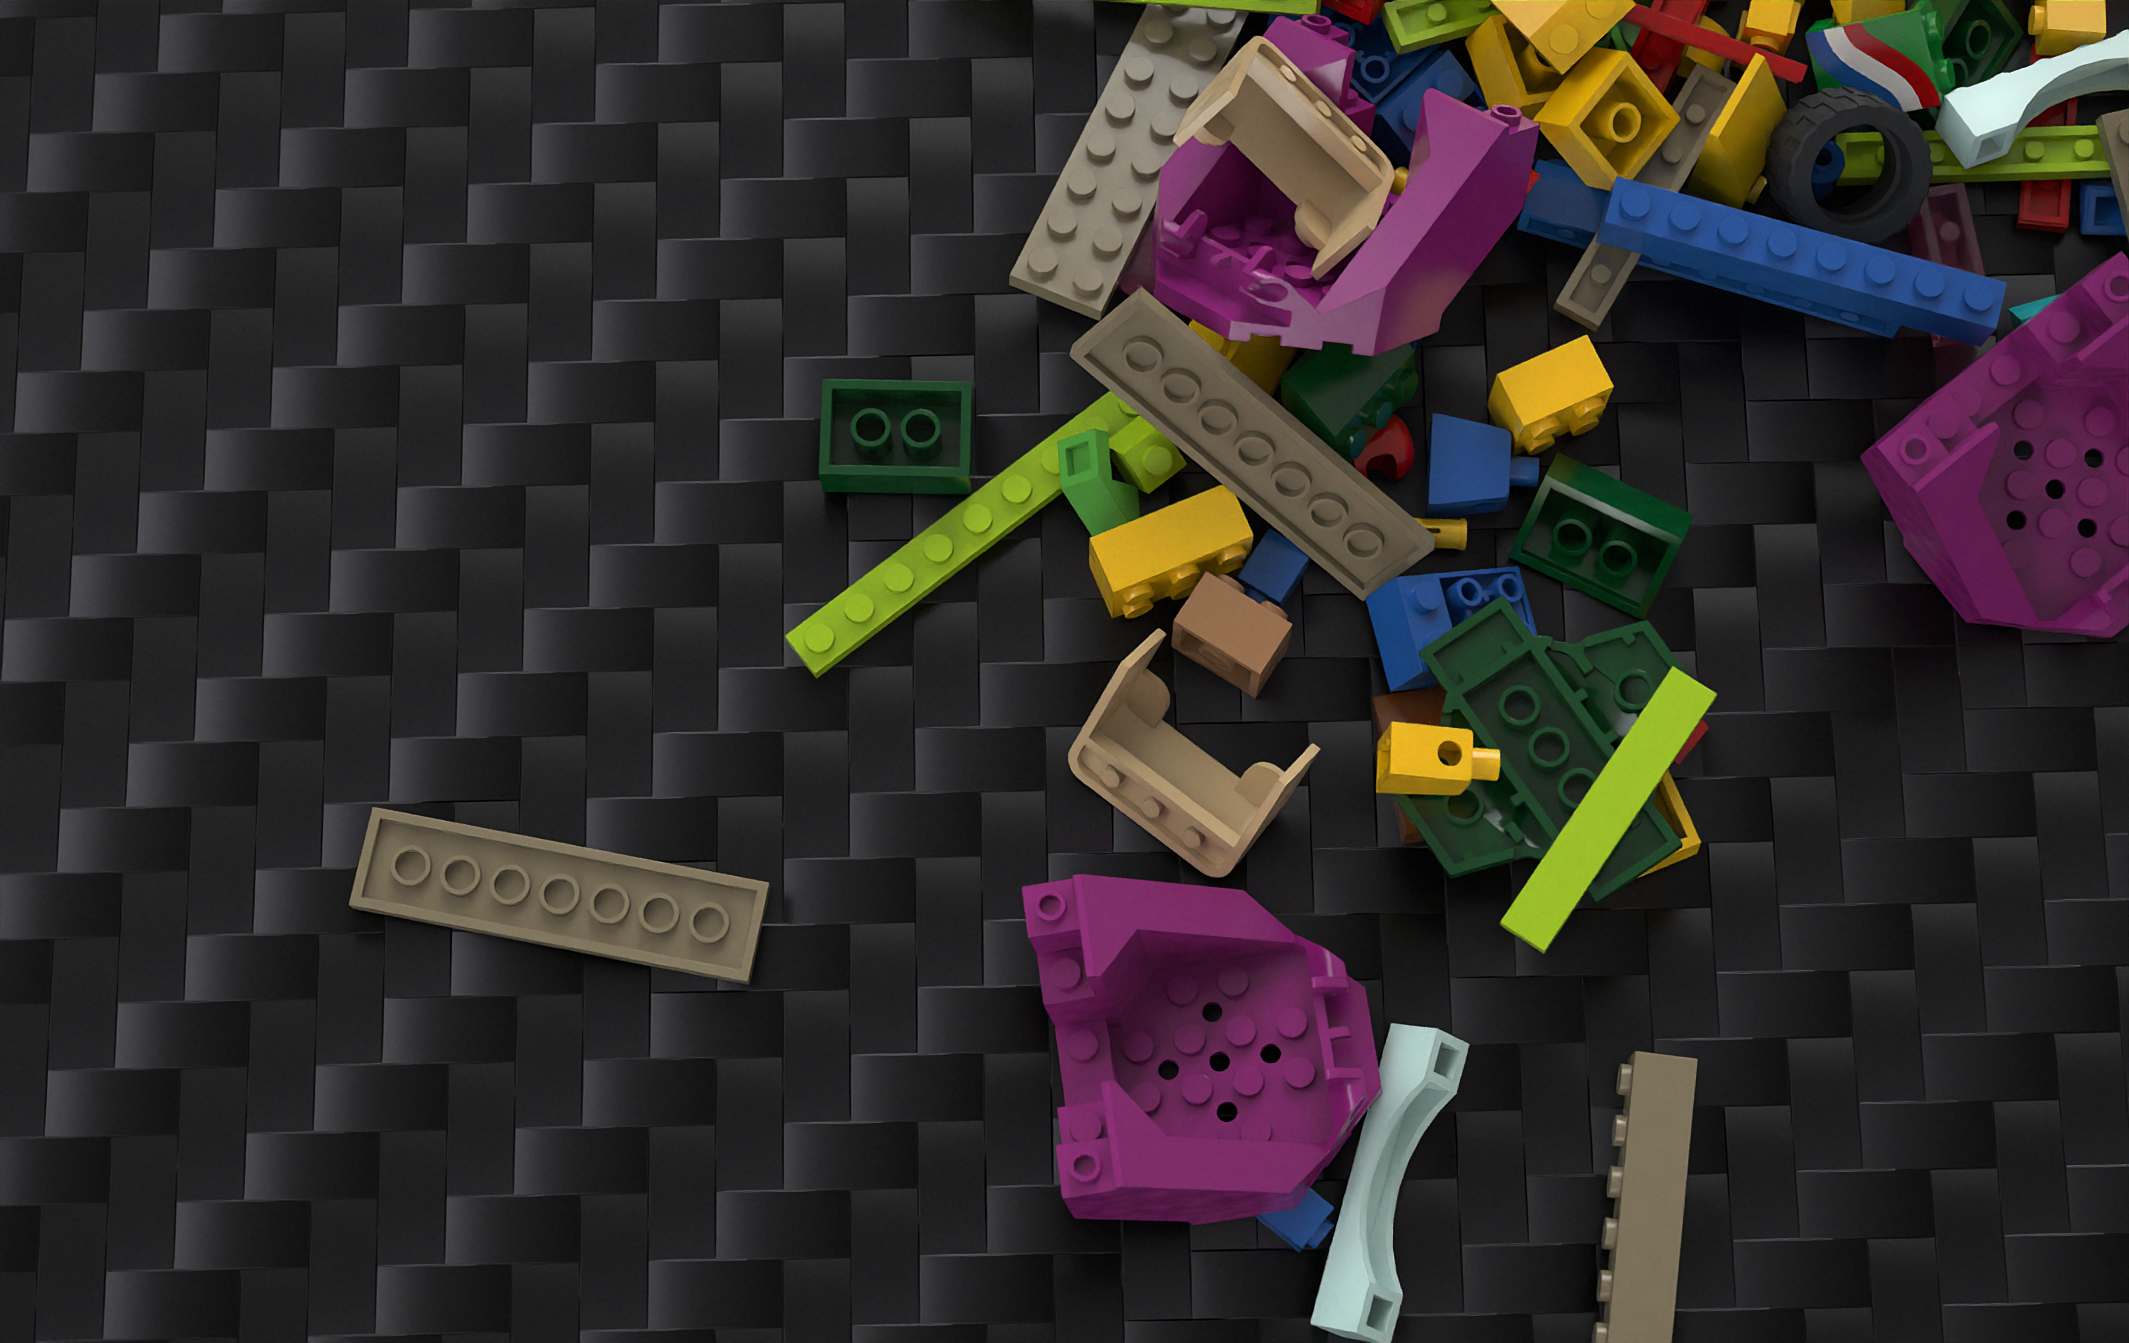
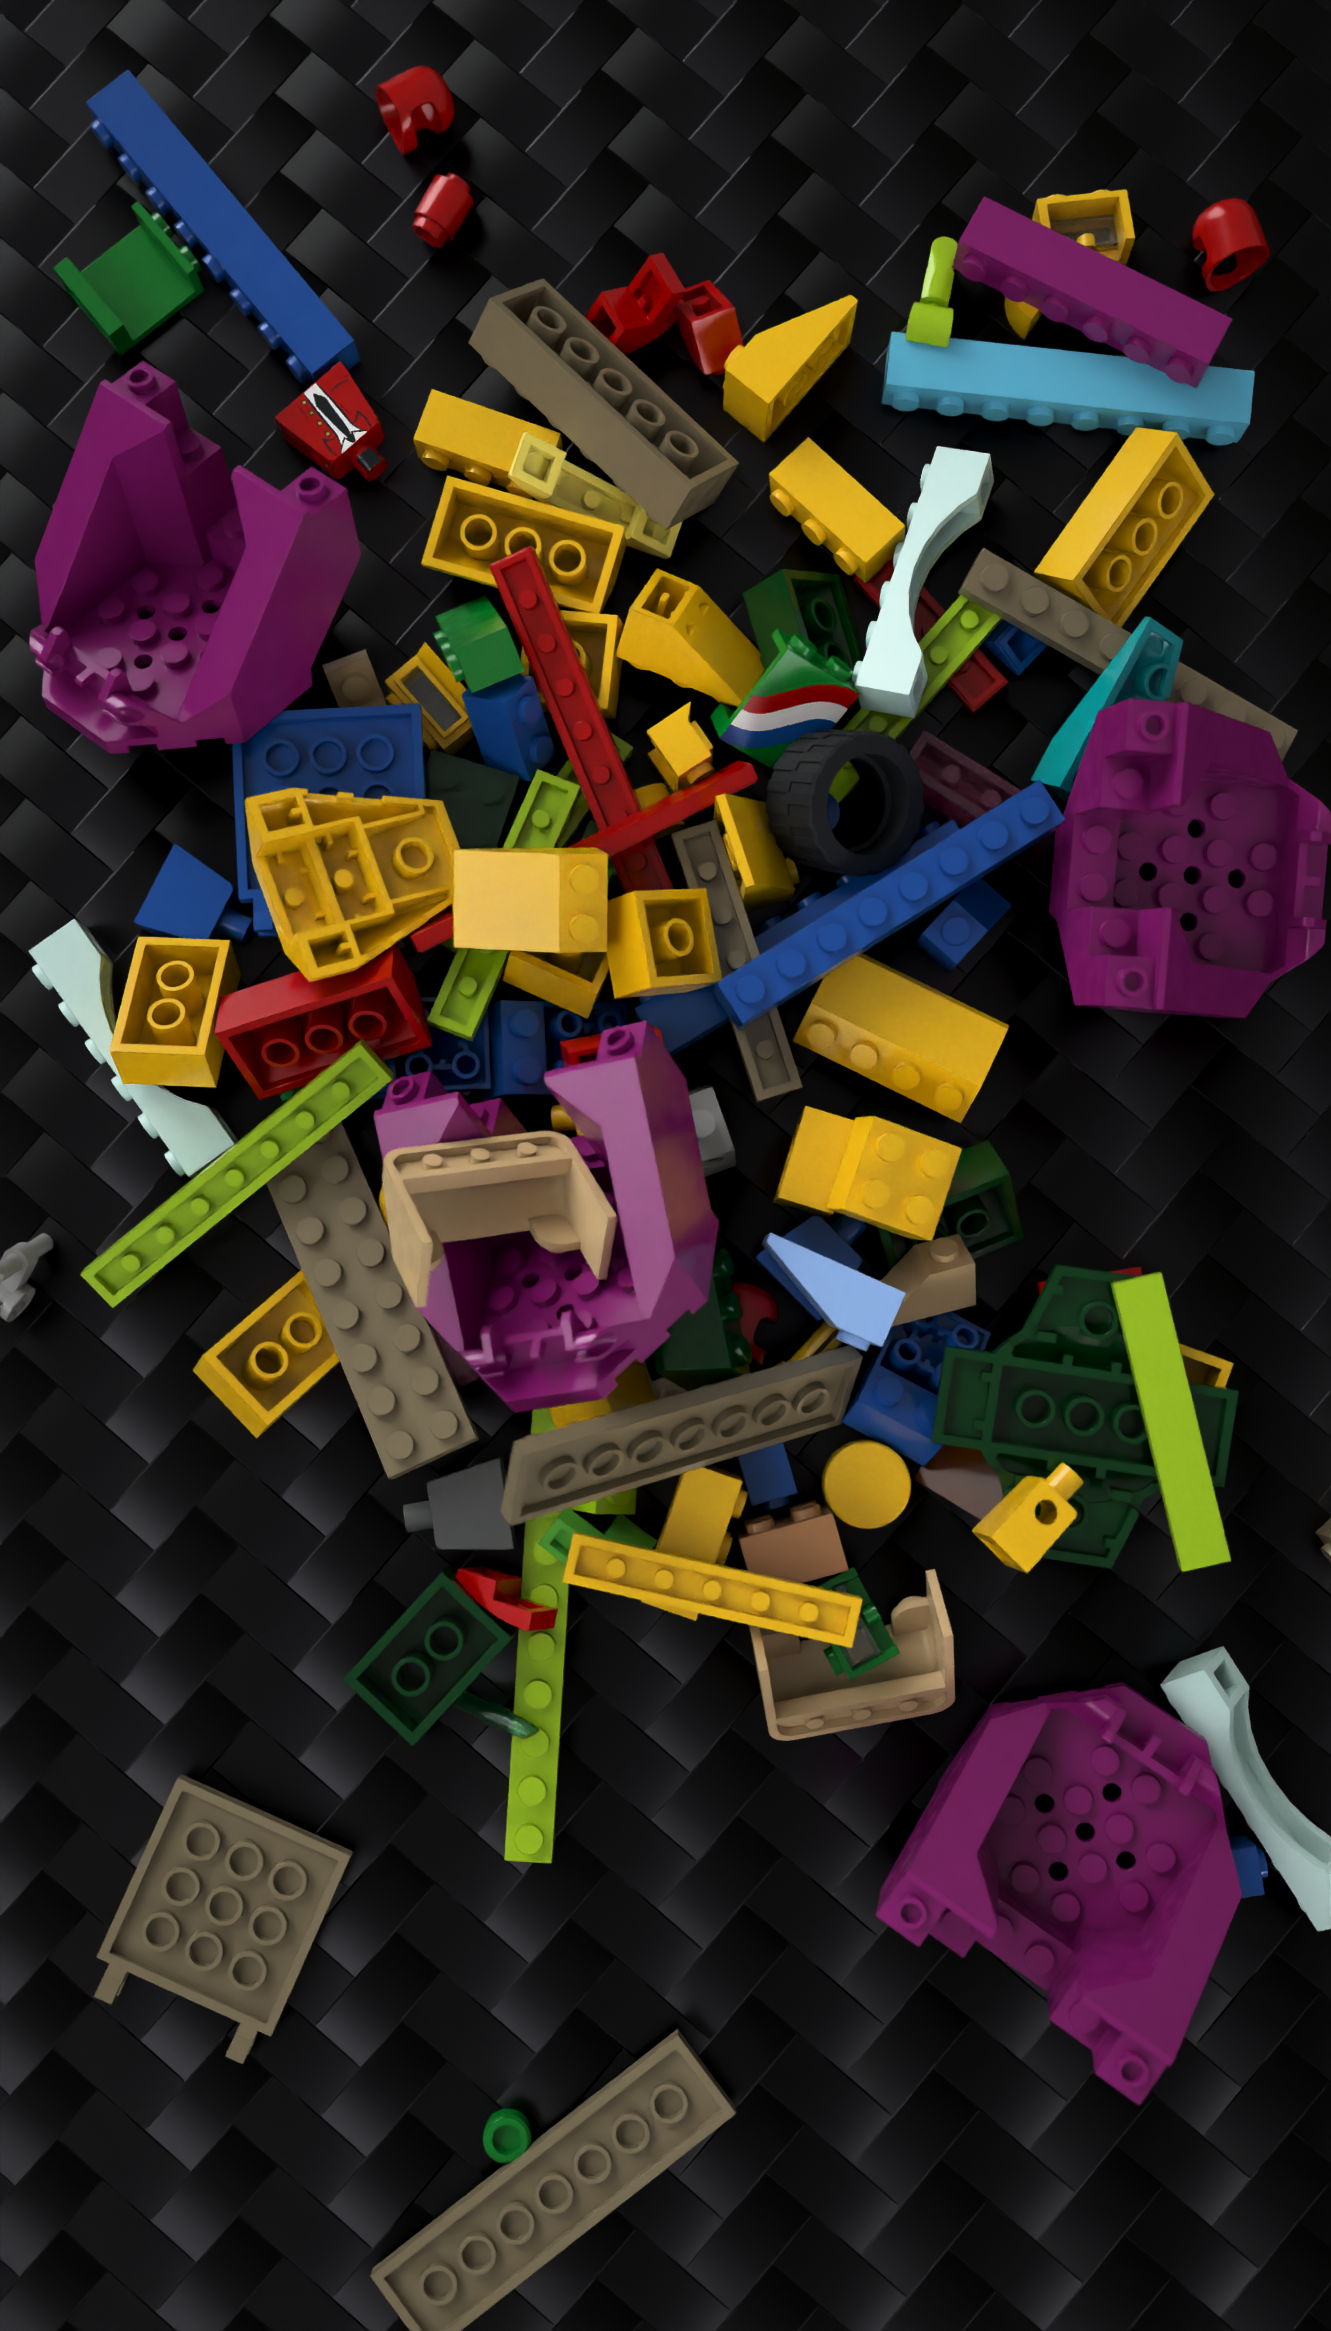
camera: 50 degrees left, 10 degrees up
(557, 457) = (223, 1909): none -> dark tan plate
(569, 824) = (507, 2135): none -> green tile
(892, 530) = (495, 1715): none -> clear green piece
(994, 453) = (500, 1595): none -> red slope
(1012, 128) = (270, 1357): none -> yellow slope
(1031, 373) = (465, 1509): none -> dark grey torso
(1151, 577) = (712, 1589): none -> yellow plate
(1214, 736) = (871, 1640): none -> green window
(1334, 659) = (866, 1484): none -> yellow head
(1471, 497) = (842, 1296): none -> light blue slope
(1494, 292) = (711, 1131): none -> light grey torso
(1539, 564) = (935, 1278): none -> tan slope
(1594, 441) = (893, 1178): none -> yellow brick
(1712, 374) = (902, 1035): none -> yellow slope
(1844, 354) = (962, 924): none -> blue slope

